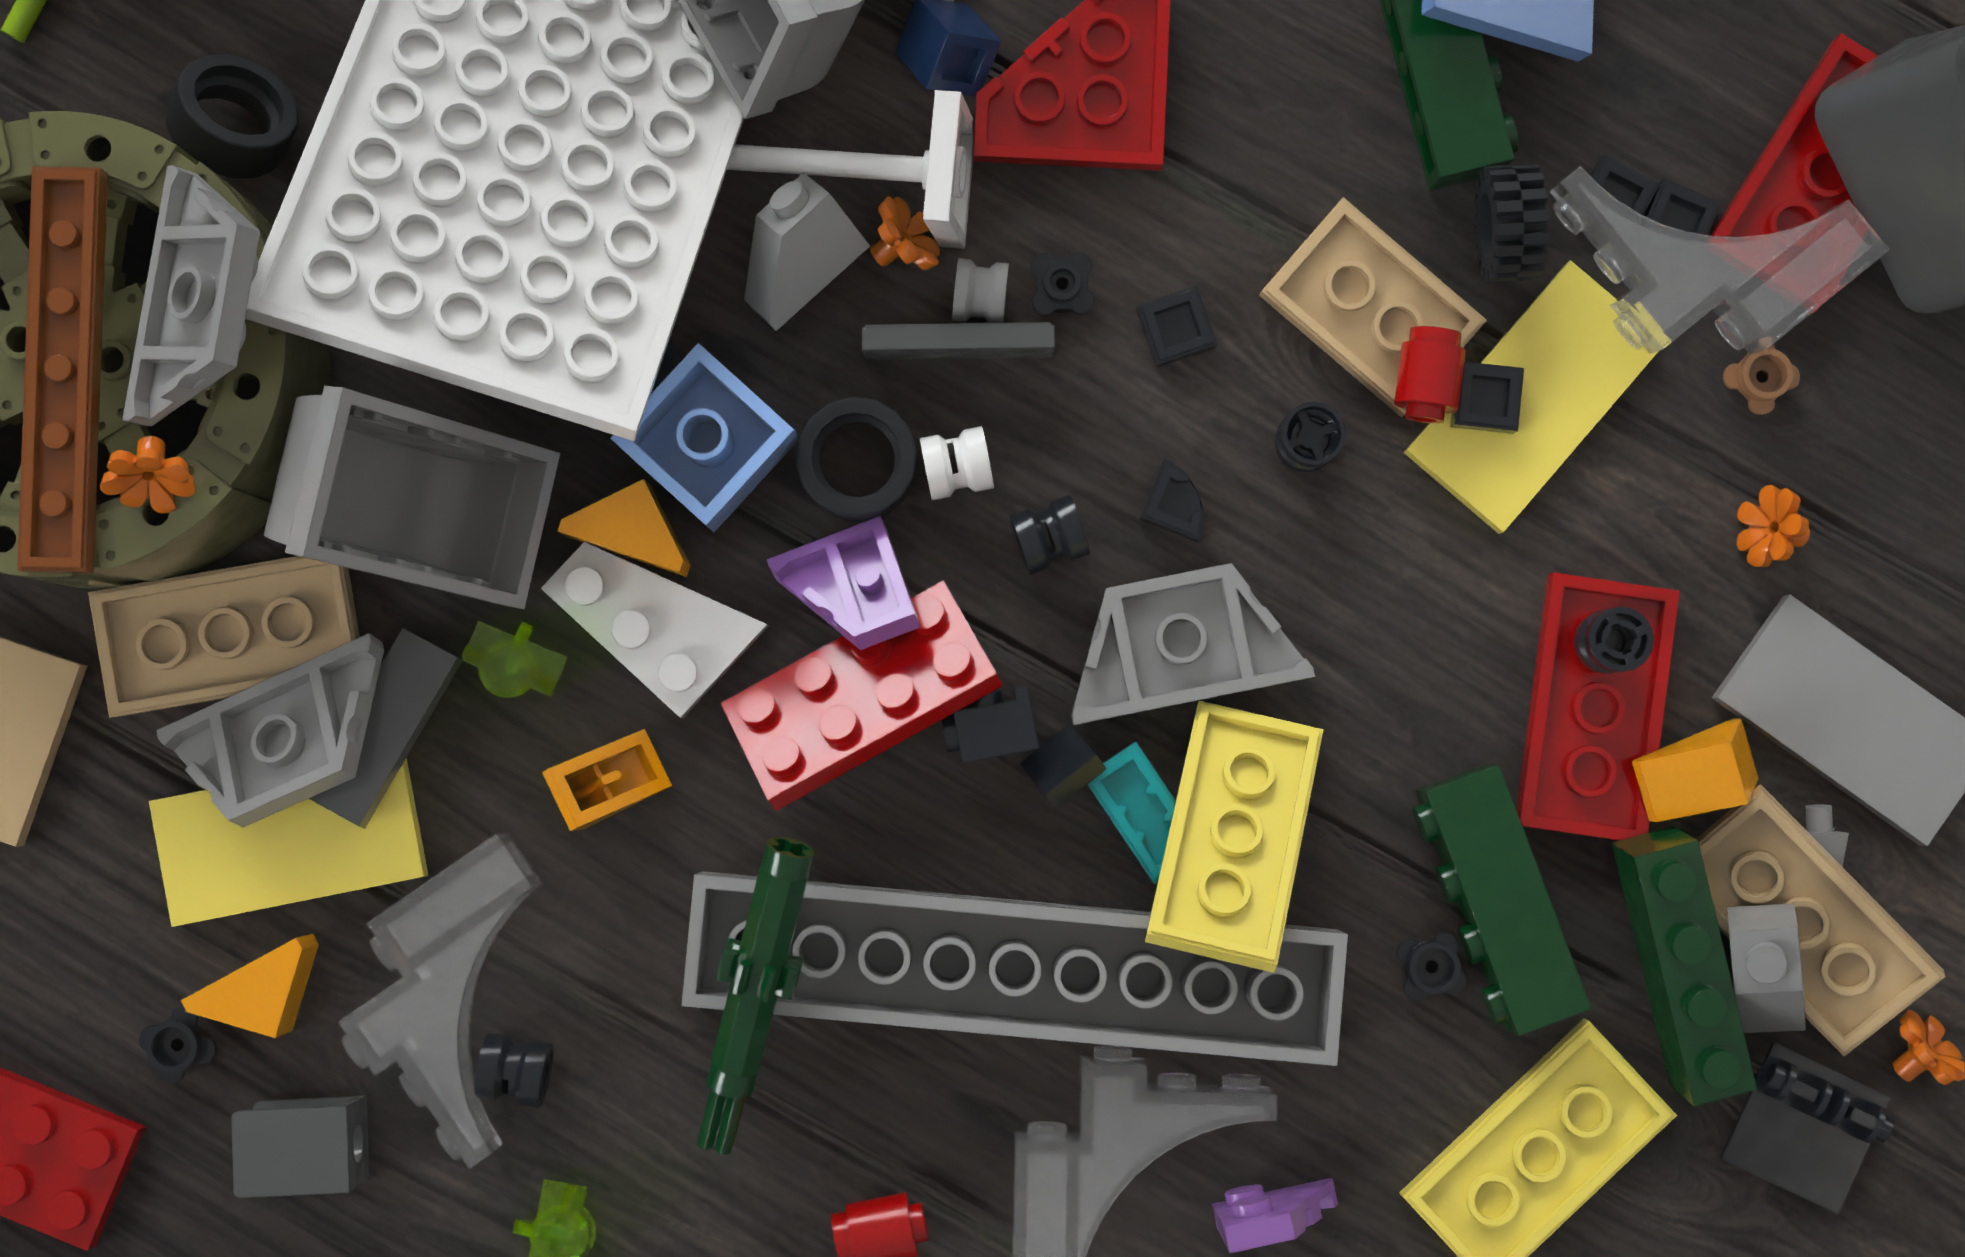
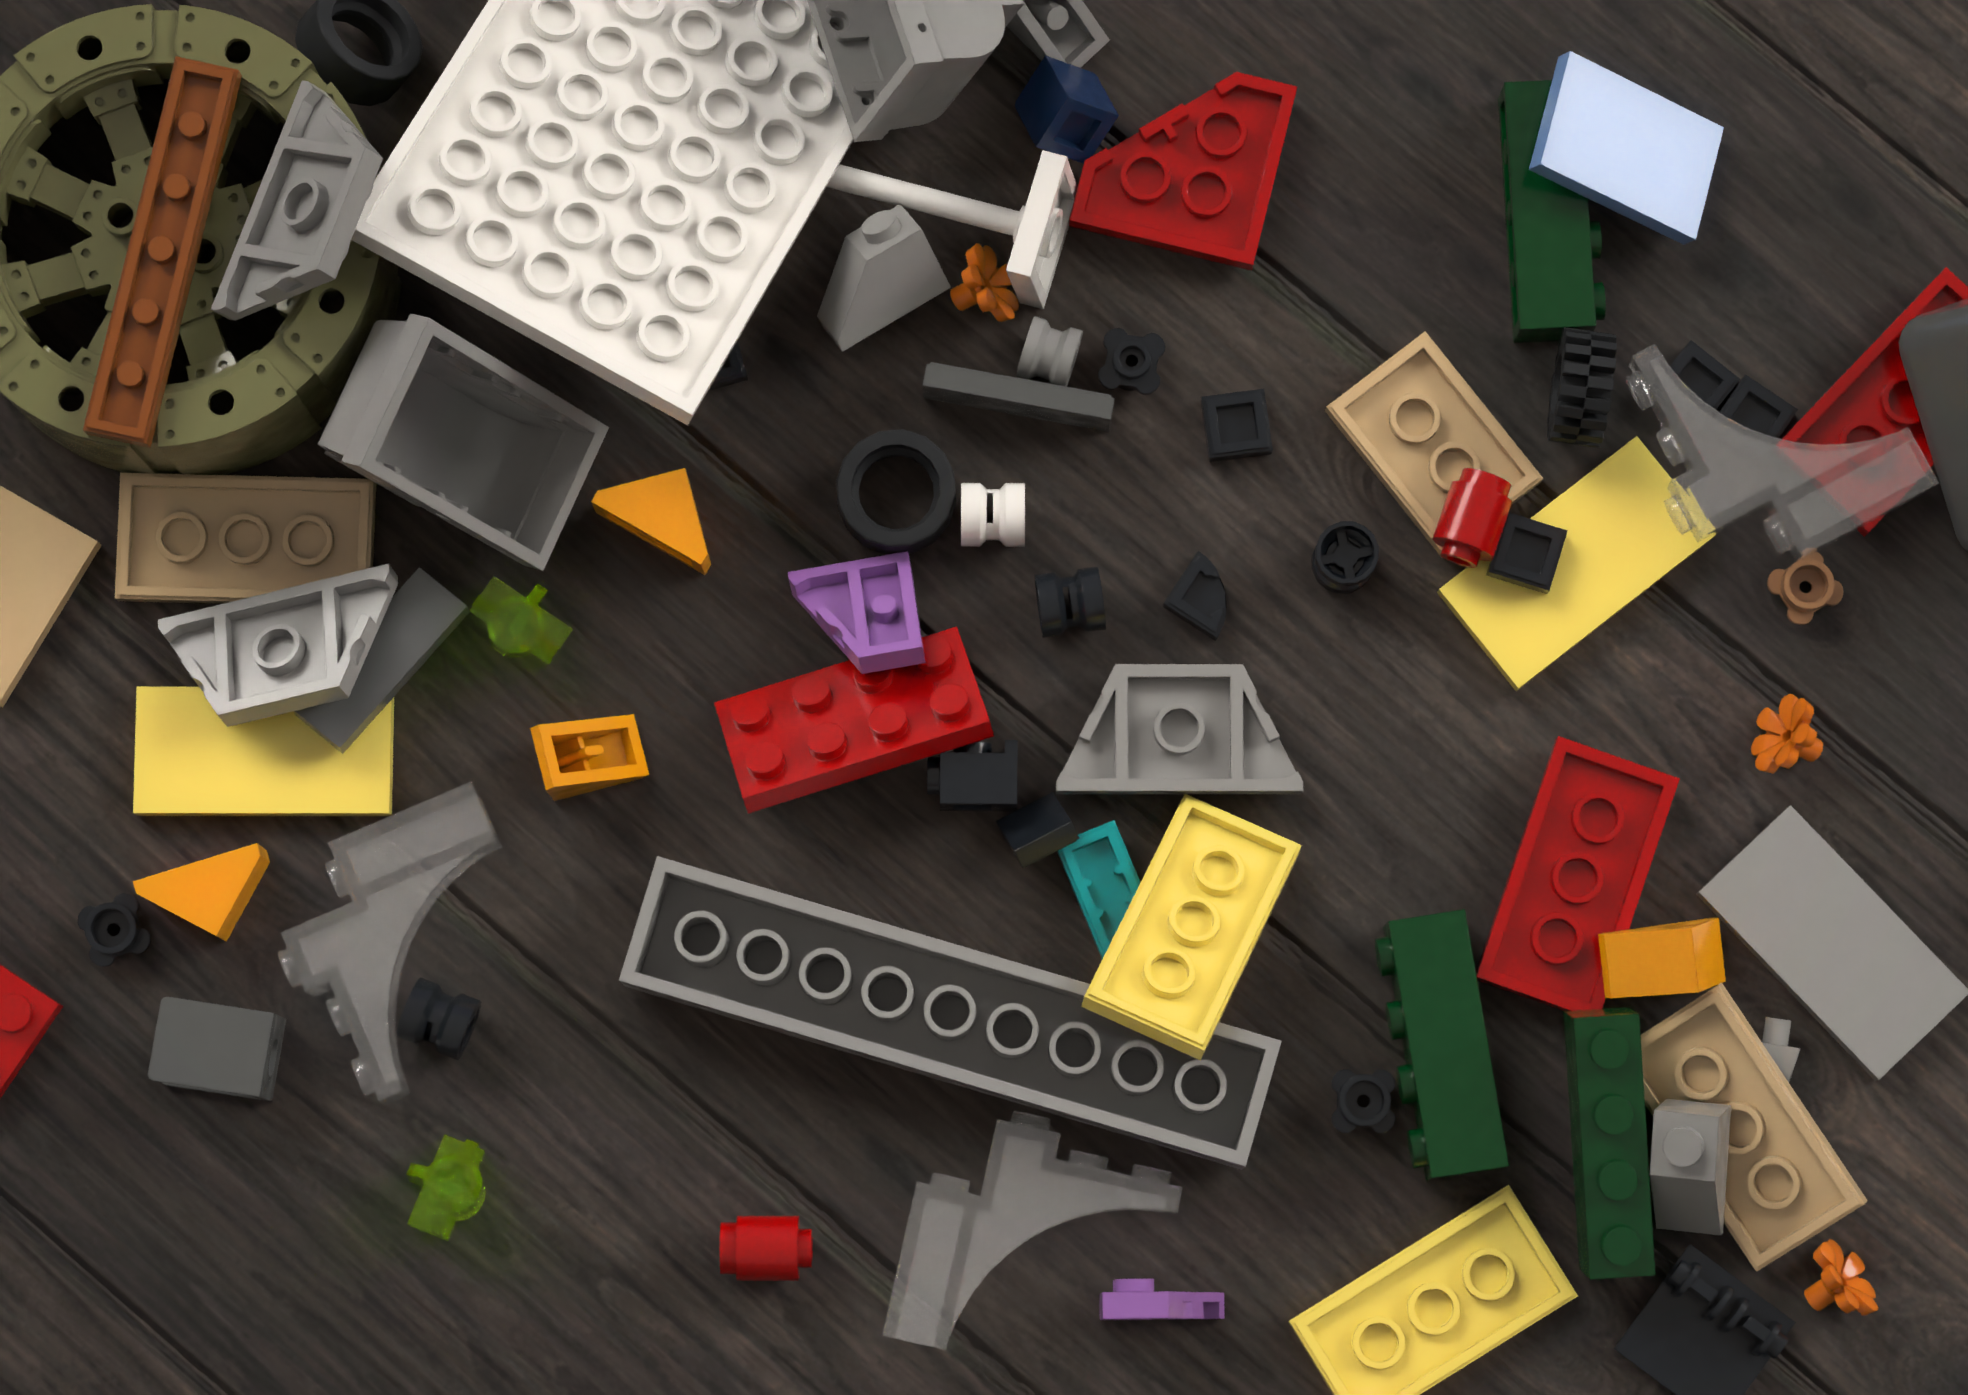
camera: 15 degrees right, 5 degrees down
(148, 476) = (224, 366): orange plant -> none
(652, 625) = (663, 615): white wing -> none
(708, 438) = (755, 442): light blue brick -> none
(758, 974) = (701, 958): dark green piece -> none
(1600, 645) = (1589, 815): black wheel -> none

